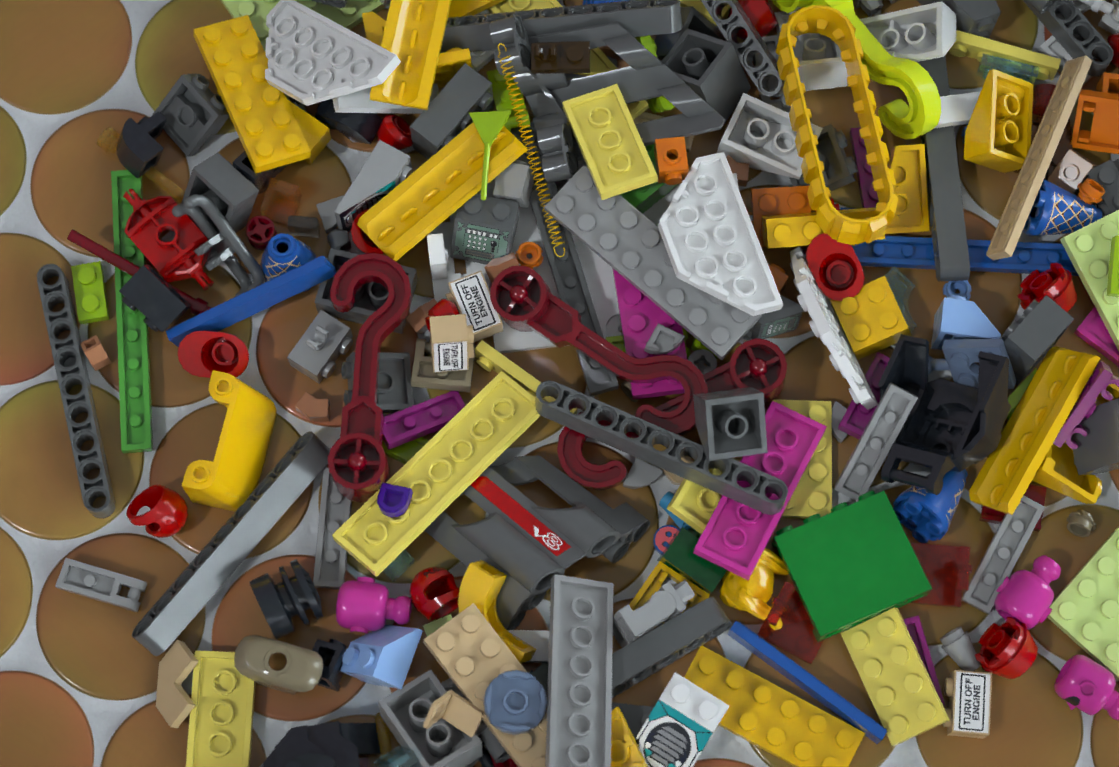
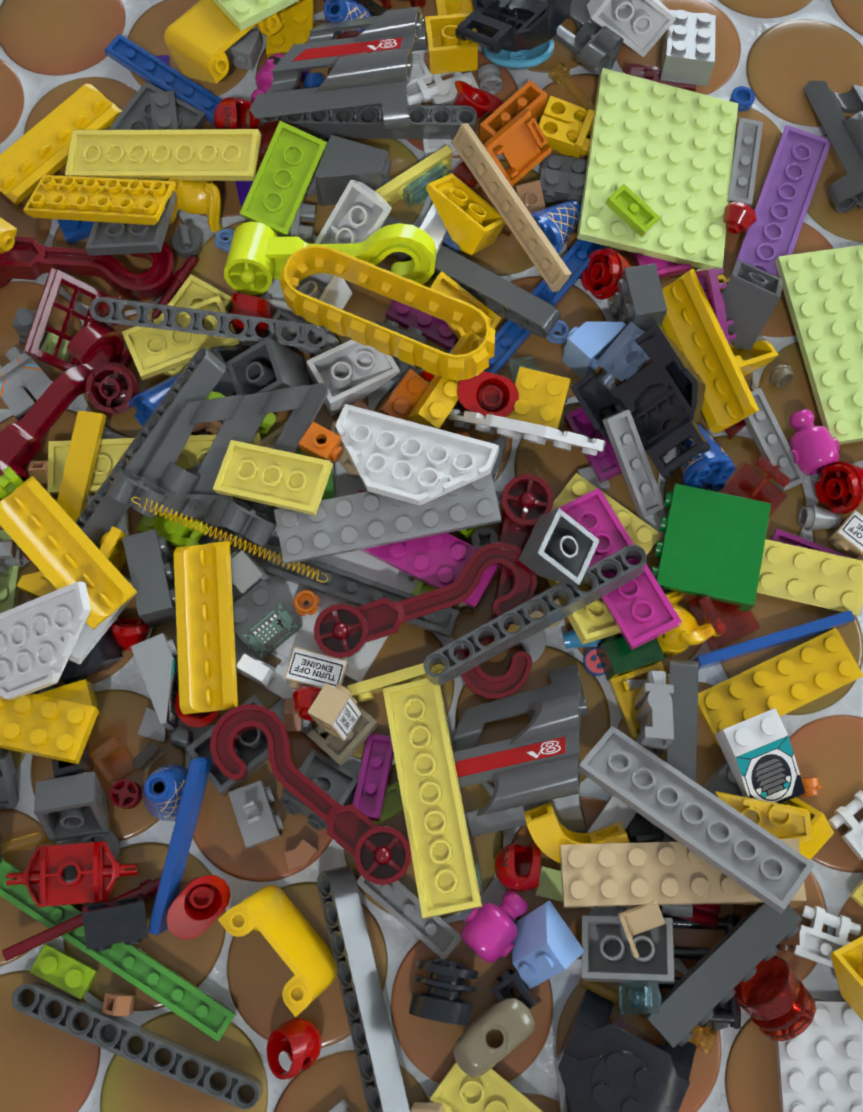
camera: 55 degrees left, 0 degrees up
(224, 242) = (112, 829): dark grey piece -> none
(393, 499) = (430, 847): dark purple tile -> none
(488, 126) = (188, 556): lime piece -> none
(496, 265) = (302, 628): nougat piece -> none
(515, 702) = (667, 870): sand blue tile -> none
(560, 57) = (177, 464): dark brown plate -> none
(663, 341) = (451, 553): light grey tile -> none
(1090, 191) = (557, 195): orange plate -> none

